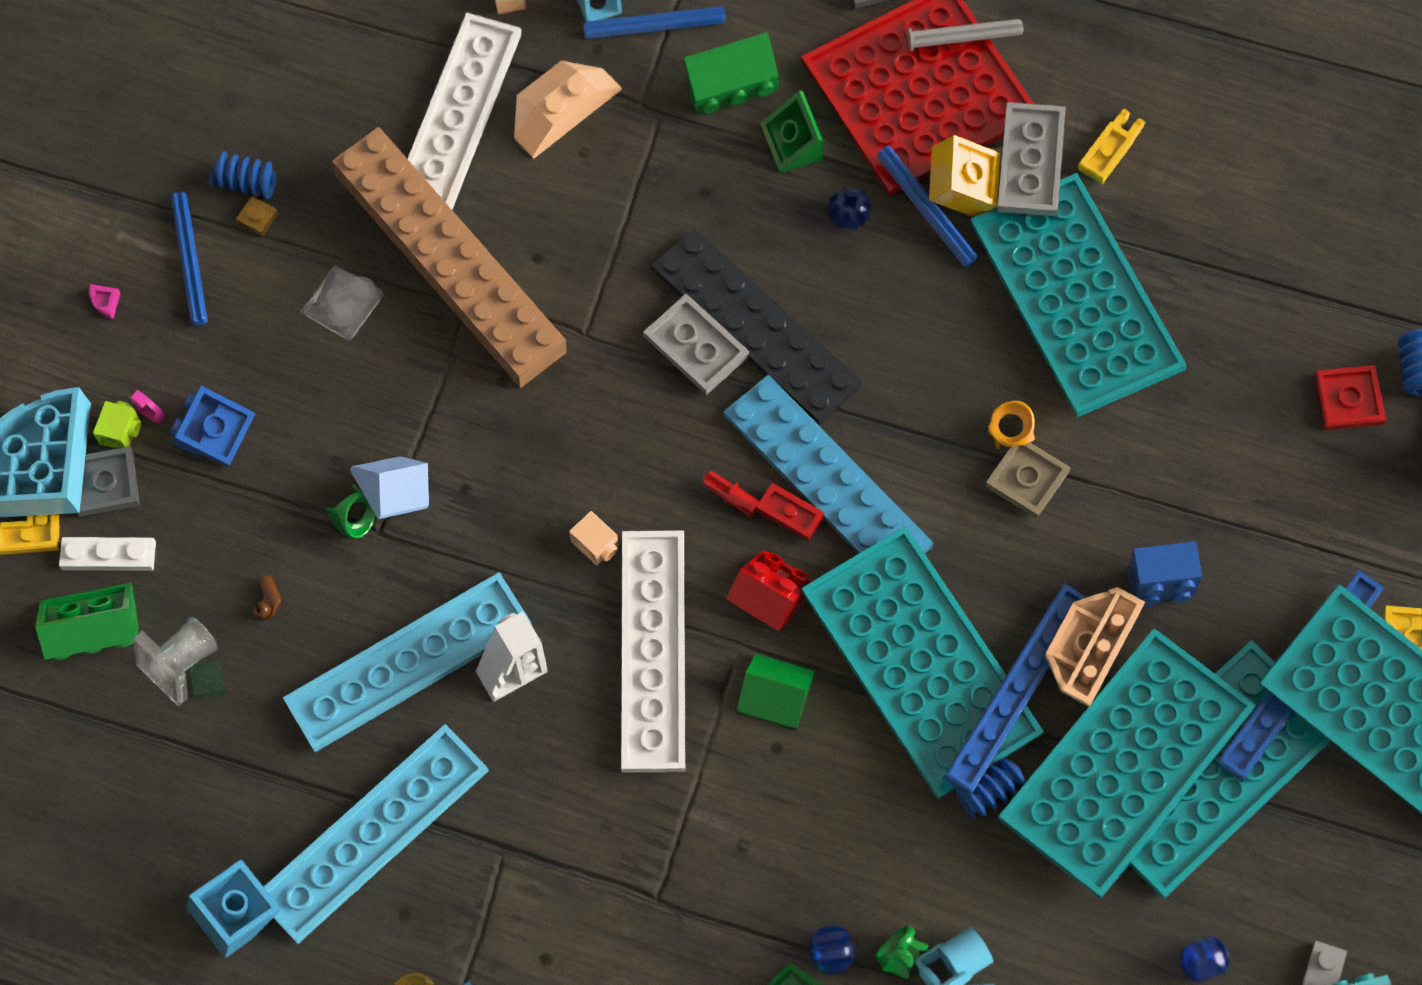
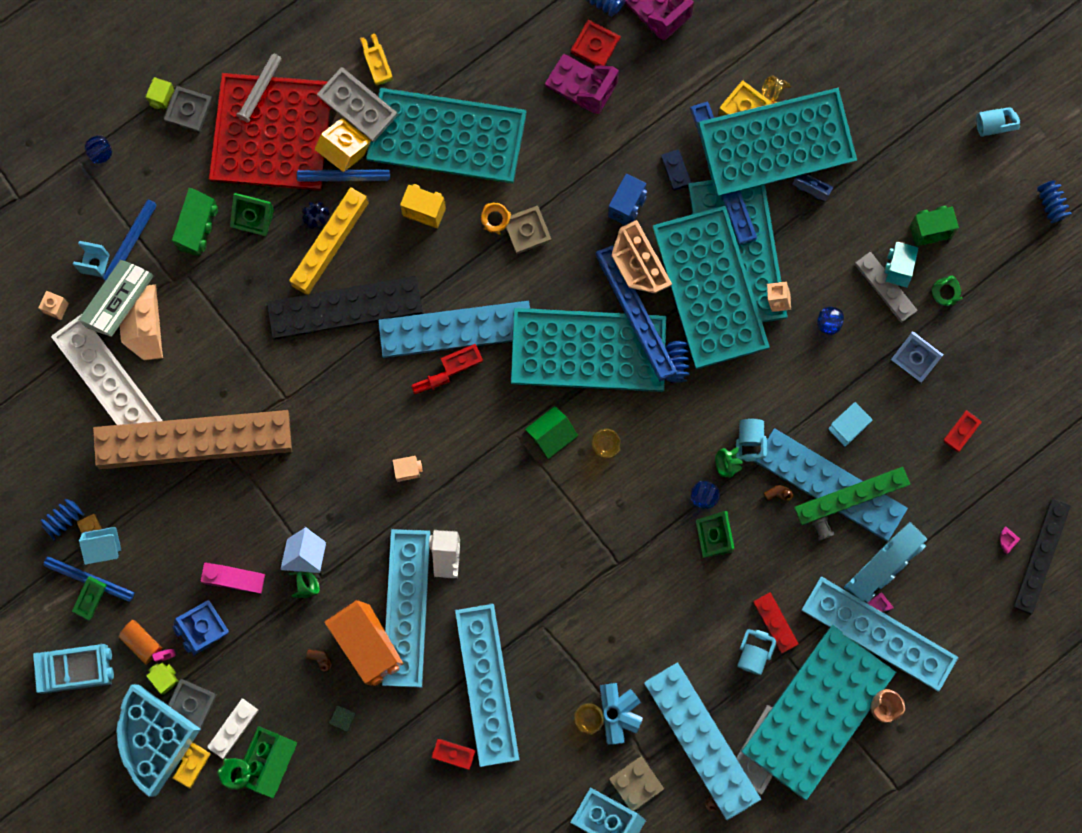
camera: 55 degrees left, 10 degrees up
(45, 580) = (228, 768): none -> green piece
(60, 313) = (73, 668): none -> medium azure door
(104, 299) = (79, 639): dark pink tile -> none
(149, 367) = (139, 641): none -> orange brick
(163, 272) = (89, 598): none -> green plate
(169, 662) = (320, 723): clear plant -> none
(232, 908) = (480, 781): dark azure slope -> none
(237, 239) = (100, 545): none -> medium azure piece
(250, 847) = (453, 754): none -> red plate
(302, 422) = (232, 578): none -> dark pink slope
(323, 634) = (364, 642): none -> orange slope
(342, 302) = (174, 513): clear slope -> none
(566, 49) = (115, 298): none -> sand green slope
(653, 652) = (488, 479): white plate -> none
(696, 344) = (334, 345): light grey plate -> none
(769, 589) = (497, 398): red slope -> none
(809, 768) = (606, 443): none -> clear yellow hair
(827, 246) = (329, 241): none -> yellow brick
(958, 325) = (423, 206): none -> yellow container
(1181, 860) = (779, 296): none -> light nougat brick
(1259, 613) = (675, 169): none -> dark blue plate
(1282, 416) = (582, 84): none -> magenta bracket
(1378, 810) = (813, 186): none -> dark blue plate

